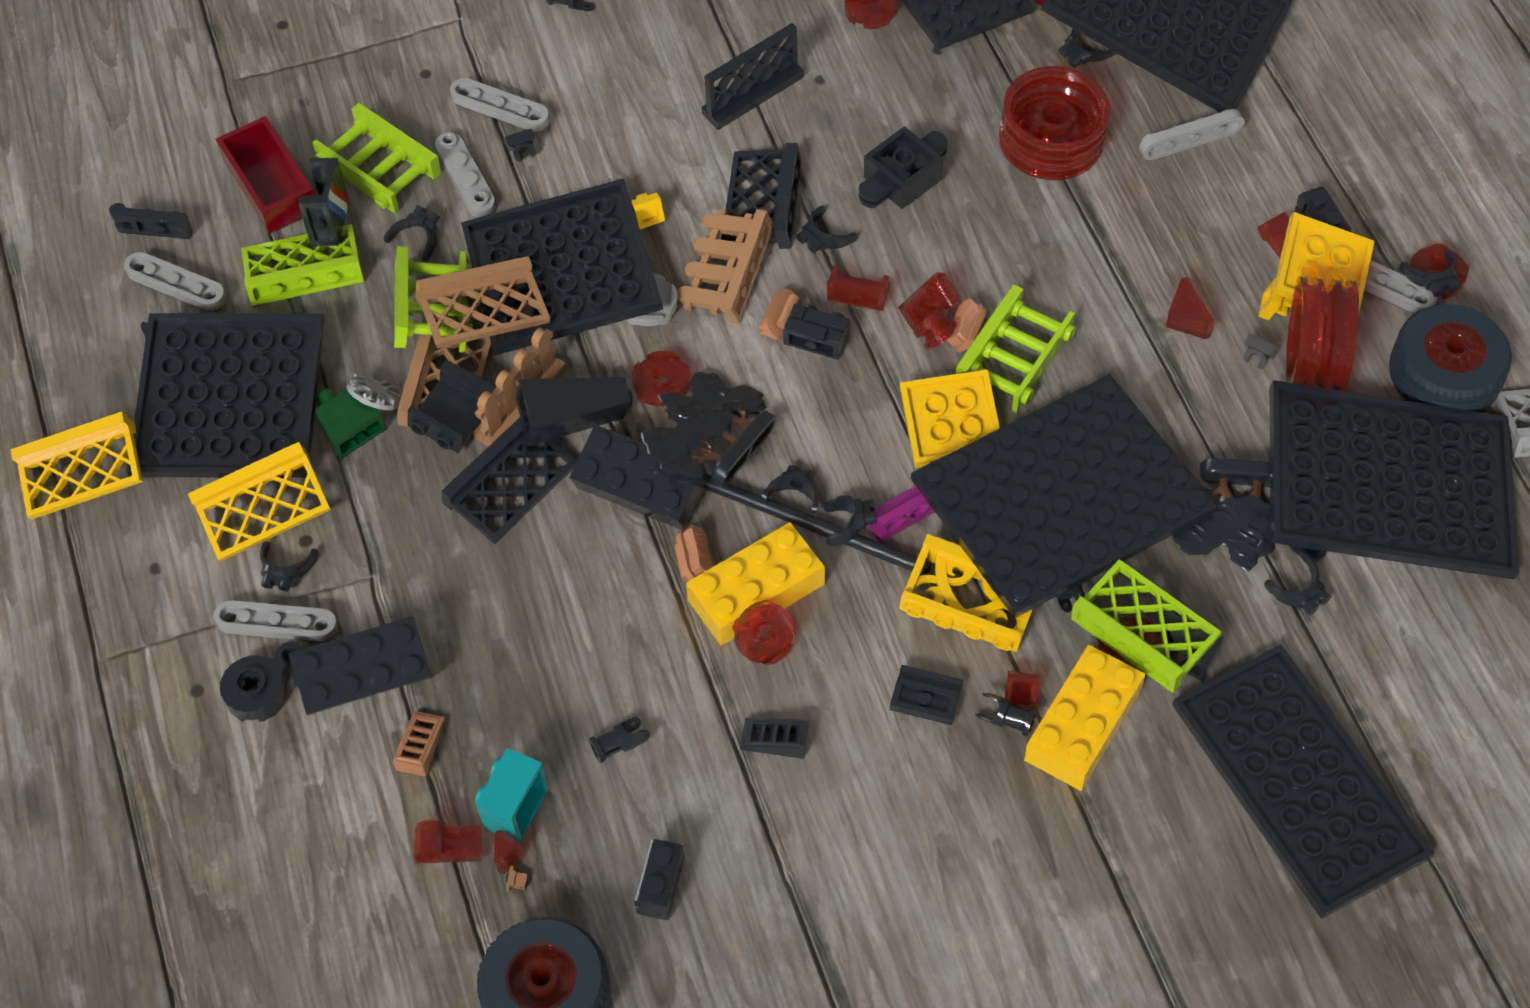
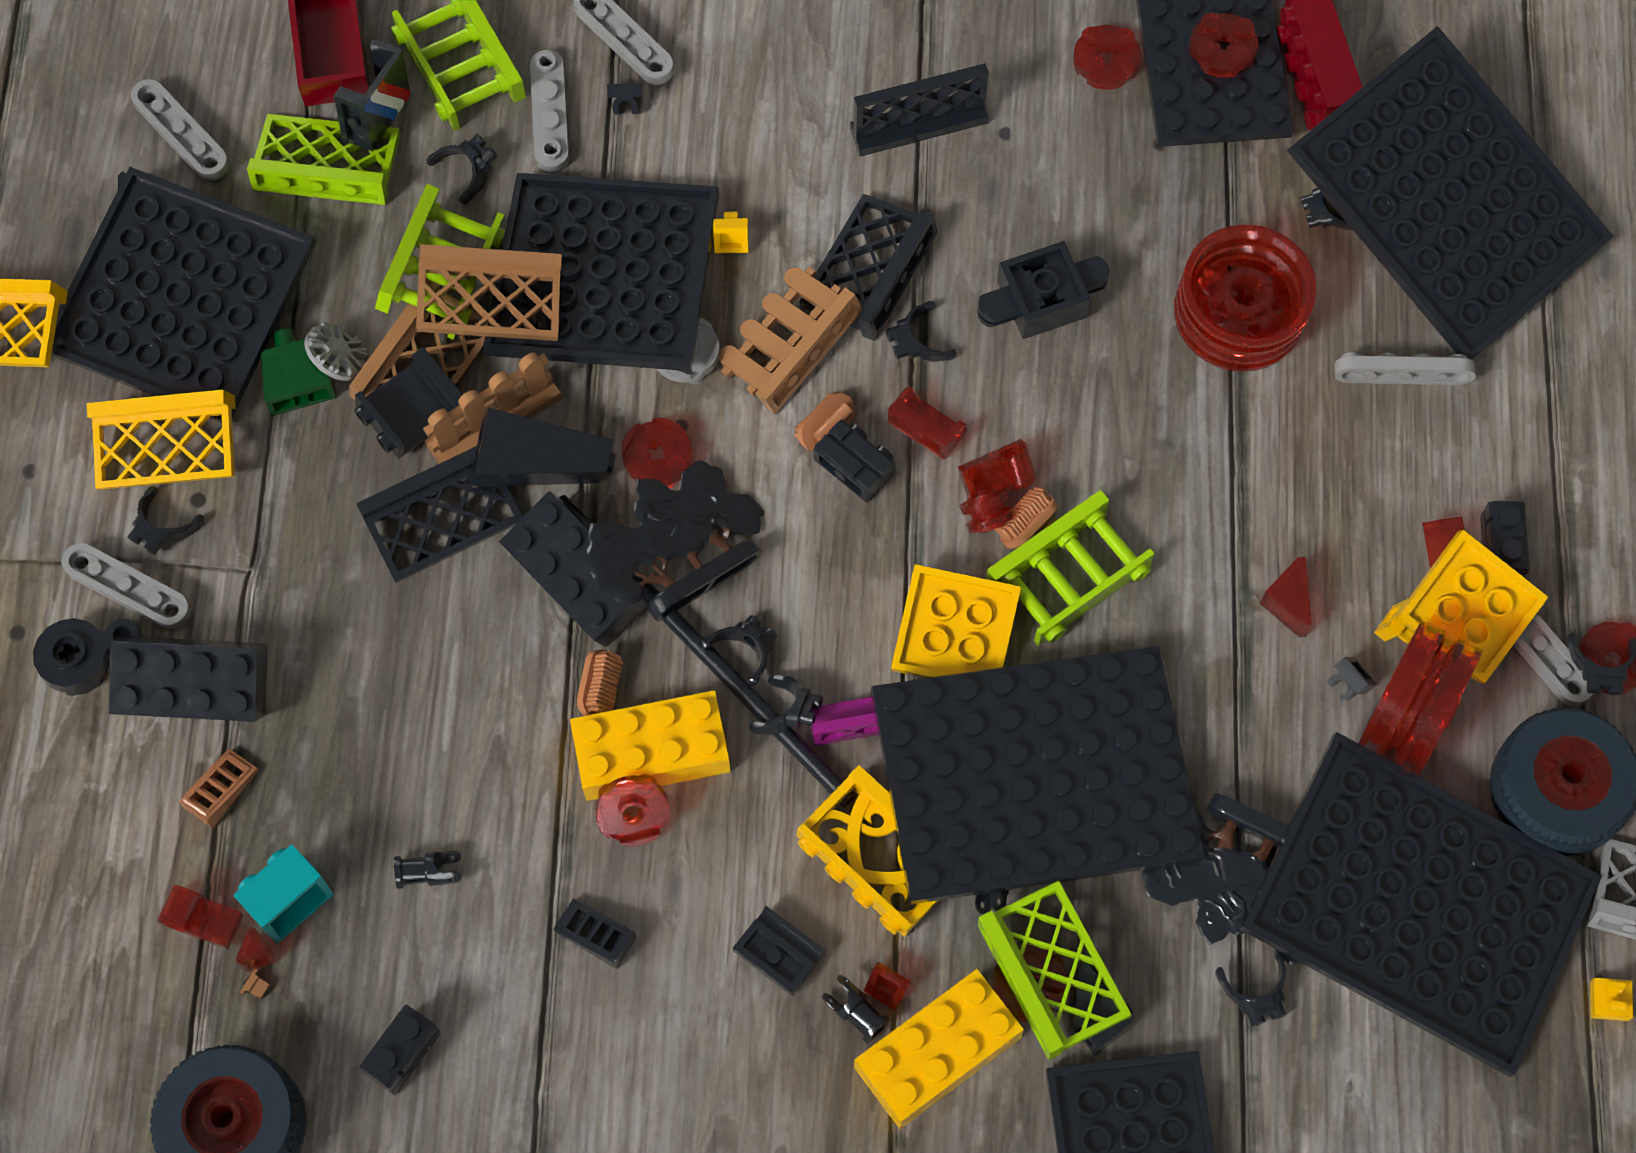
camera: 20 degrees right, 10 degrees up
(150, 222) = (181, 45): black plate -> none

